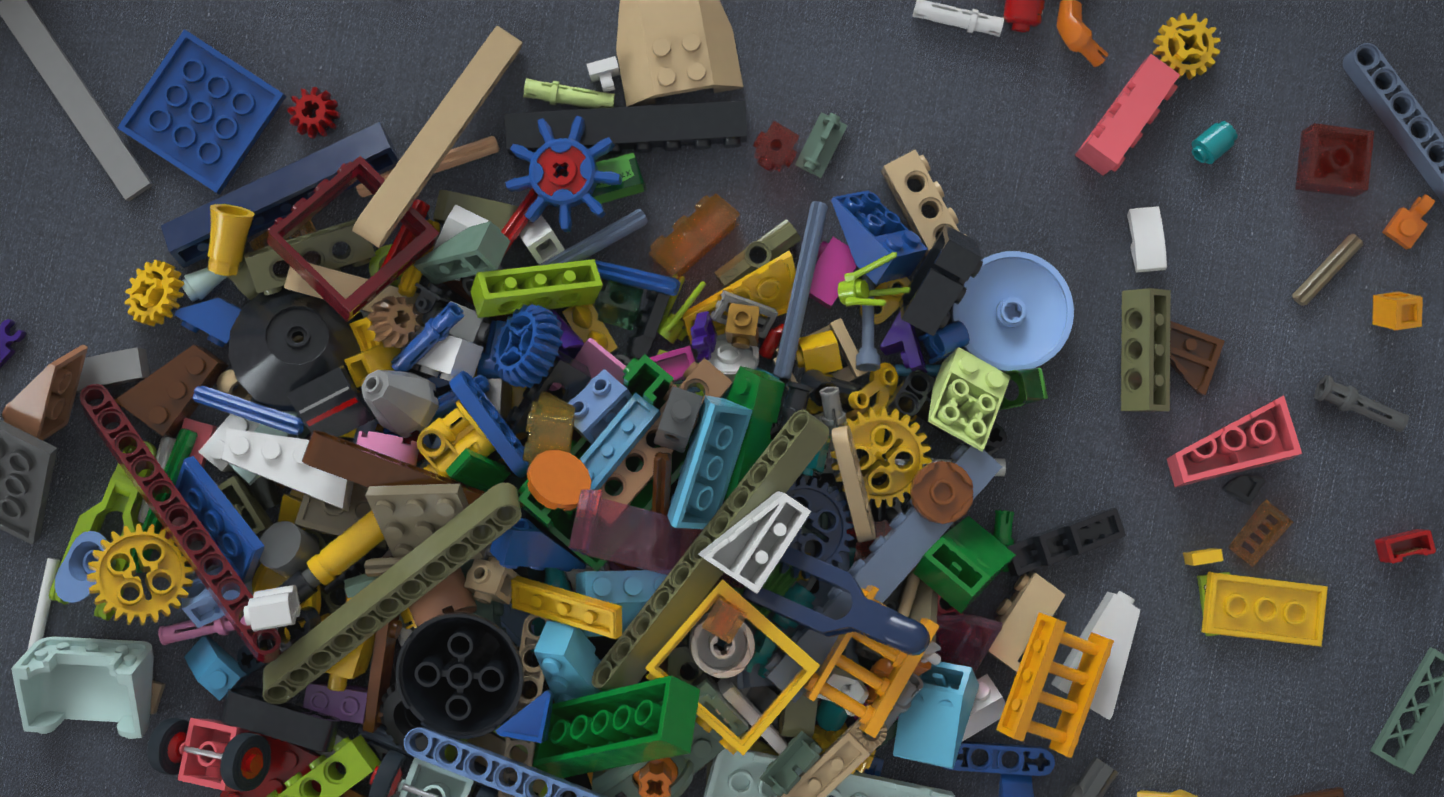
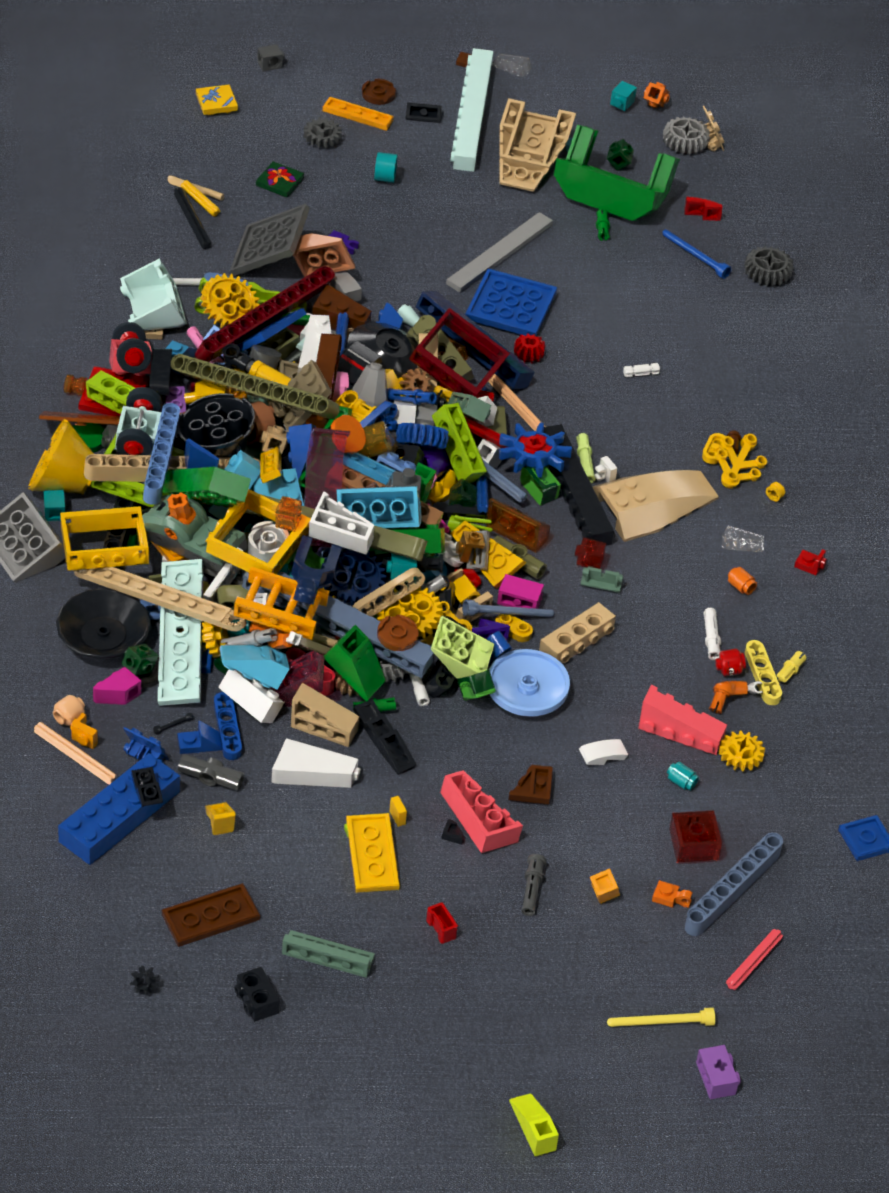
camera: 75 degrees right, 40 degrees down
(154, 293) = (396, 295): yellow gear -> none
(228, 238) = (438, 307): yellow plant -> none
(273, 608) = (232, 337): white brick -> none
(437, 137) = (536, 389): tan beam -> none
(703, 336) = (456, 525): dark purple plate -> none
(800, 290) = (503, 570): sand blue axle -> none
(801, 753) = (202, 589): sand green hinge -> none
(856, 291) = (513, 594): lime plant -> none
(876, 232) = (551, 605): blue slope -> none
(941, 281) = (522, 632): black piece -> none
(1032, 676) = (282, 701): light orange fence -> none
(1145, 350) = (527, 754): olive brick -> none
(1269, 539) = (438, 848): clear orange slope -> none
(1327, 269) = (620, 854): dark tan axle -> none

